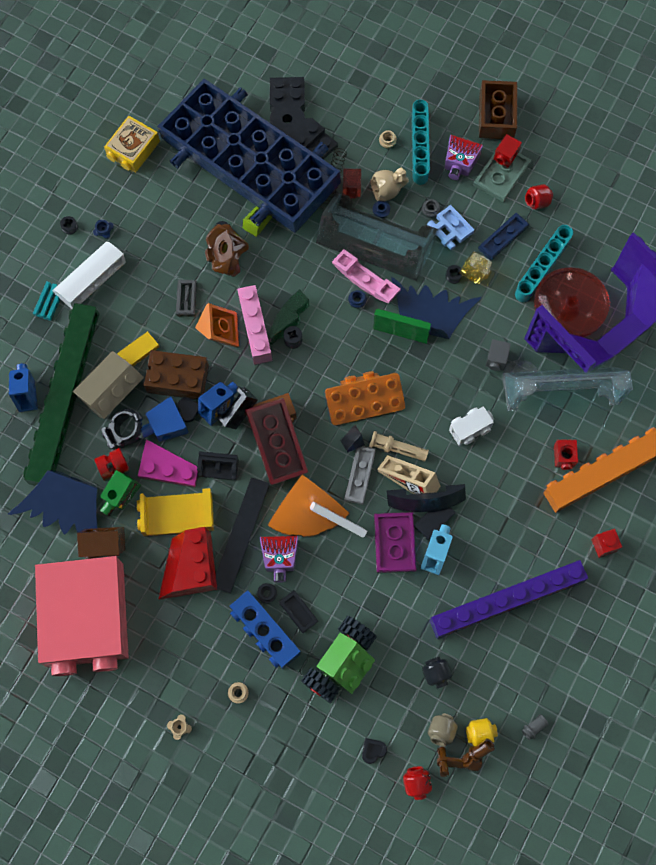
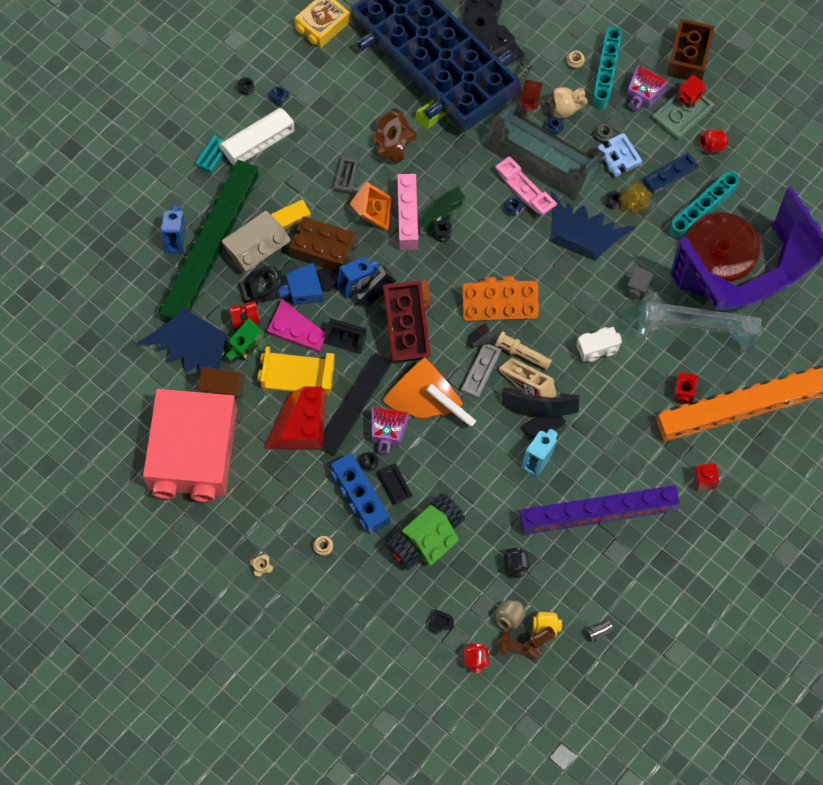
camera: 10 degrees right, 5 degrees down
(395, 542) = (501, 439): magenta tile -> none
(401, 326) = (550, 238): green tile -> none

